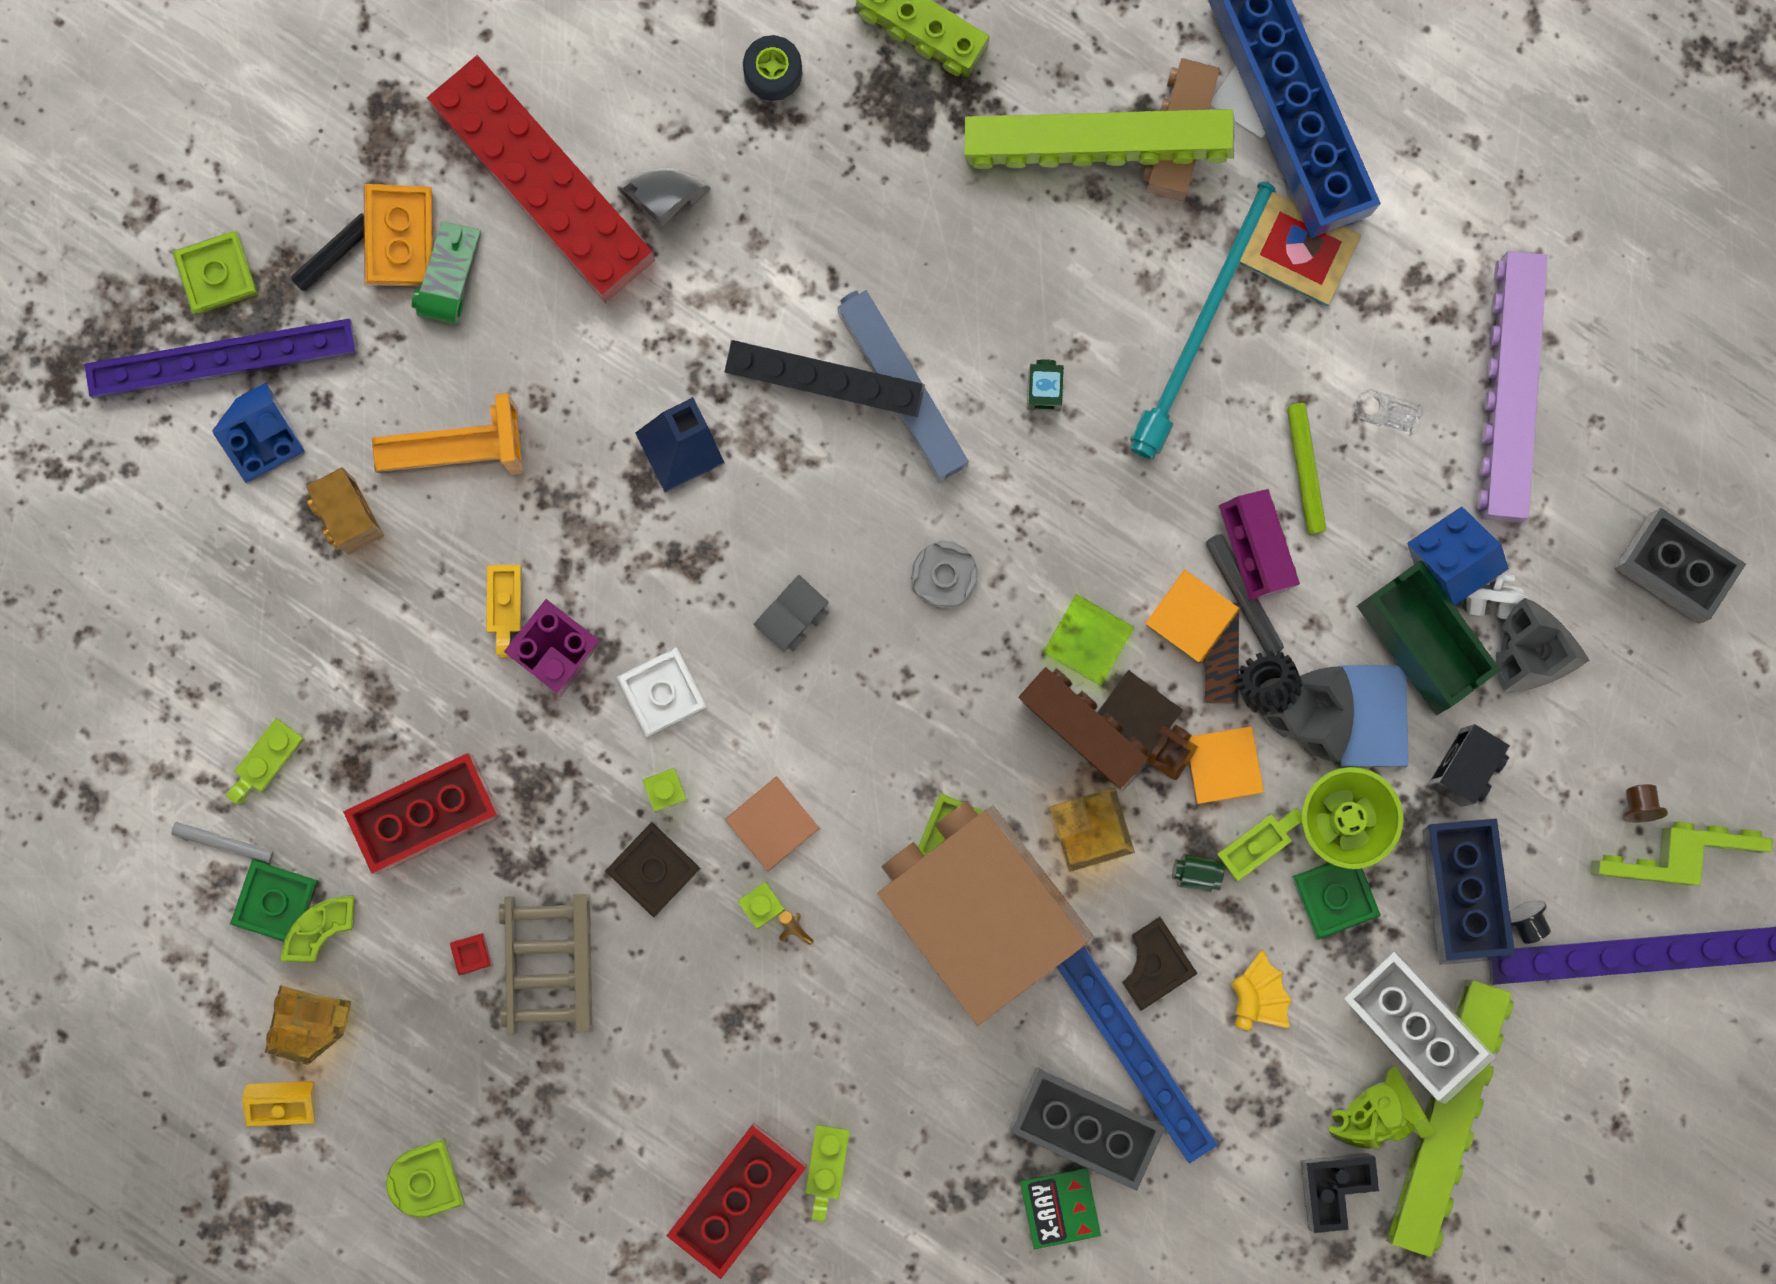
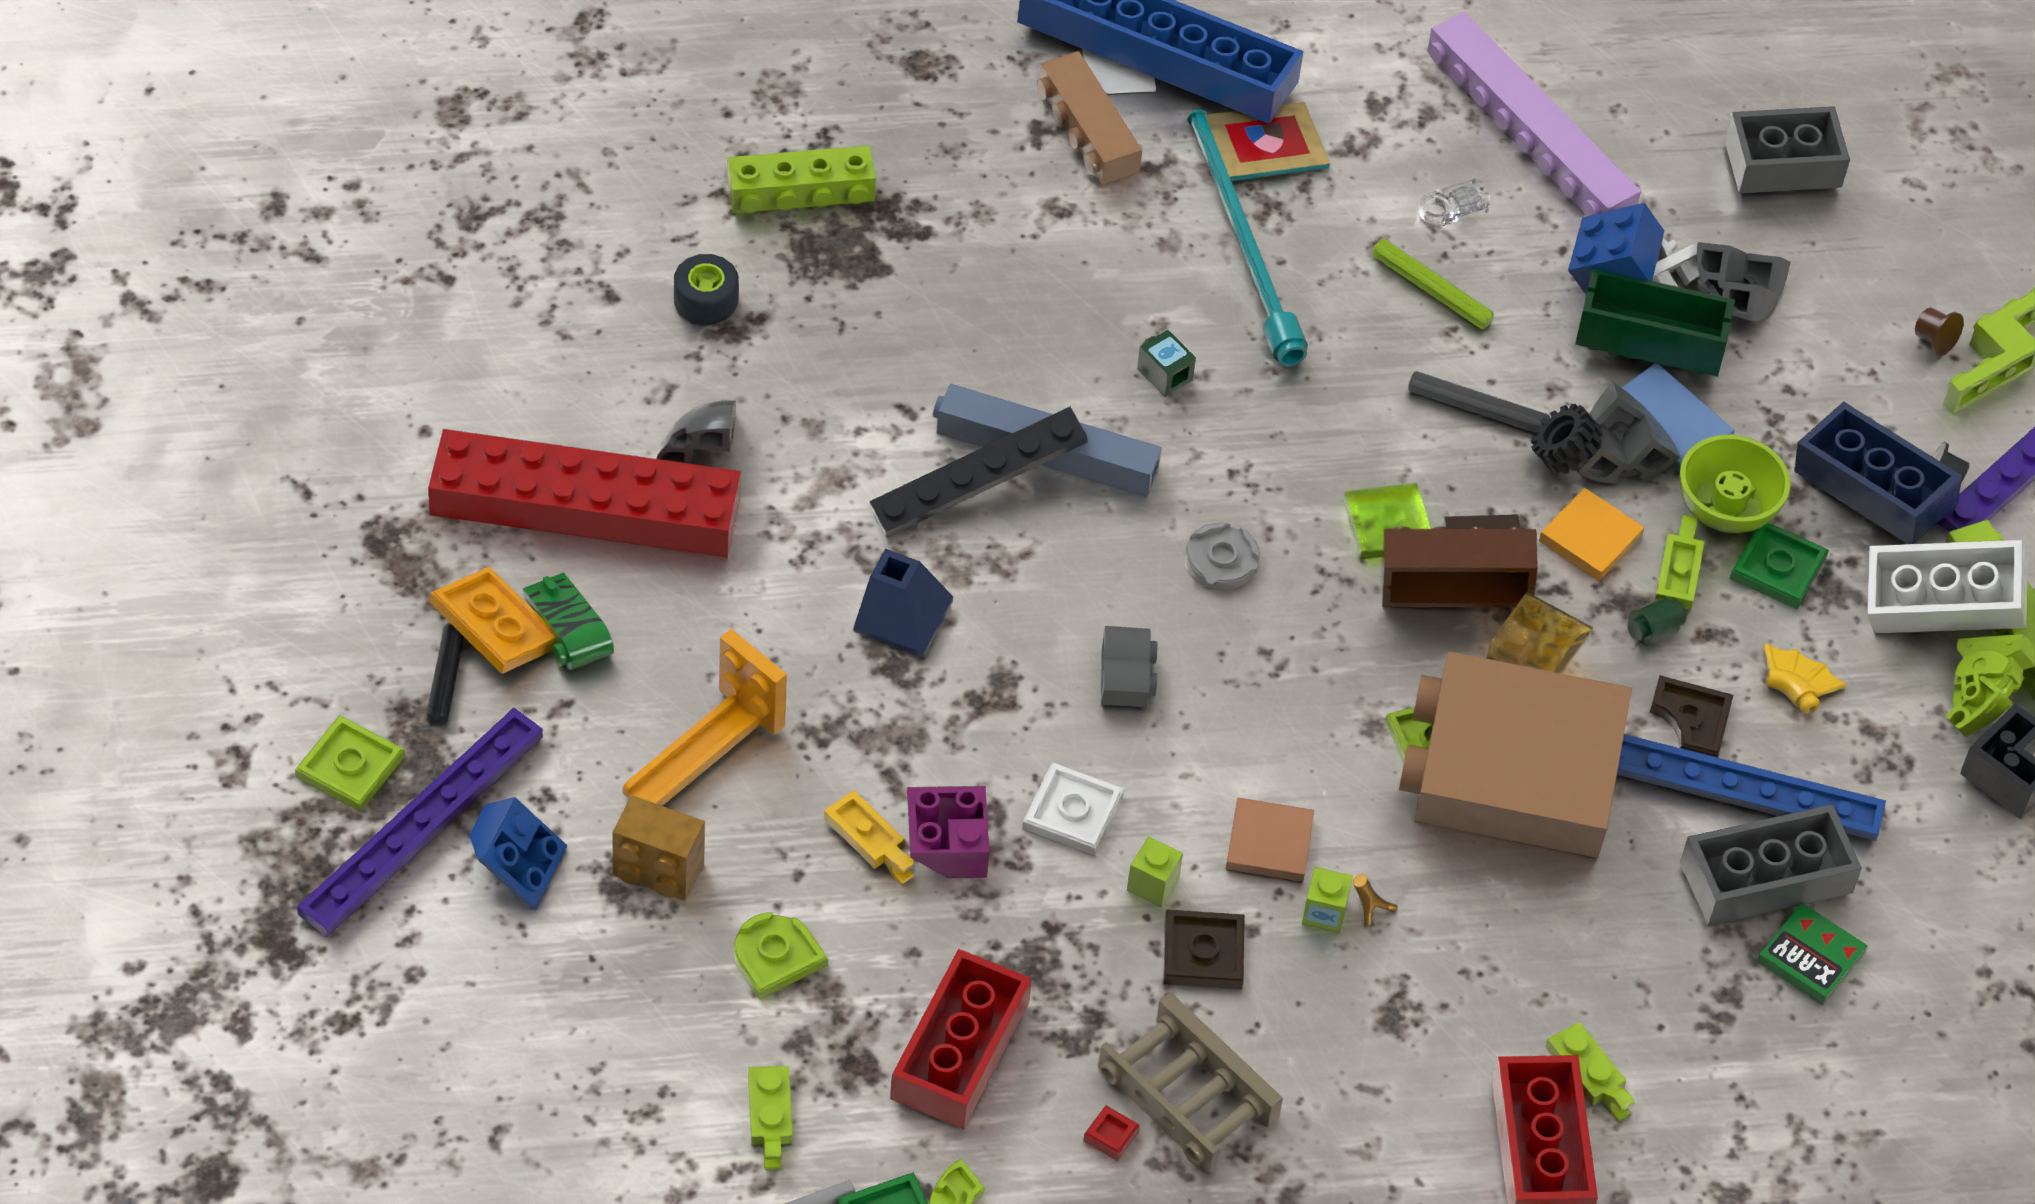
camera: 40 degrees left, 30 degrees down
(370, 643) = (776, 952): none -> lime tile
(1100, 138) = (1032, 154): lime brick -> none
(1172, 751) = (1549, 542): reddish brown bracket -> none
(1192, 616) = (1455, 441): light orange tile -> none
(1222, 667) = (1504, 456): tile -> none
(1259, 544) = (1454, 352): magenta brick -> none
(1469, 766) = (1782, 387): black brick -> none

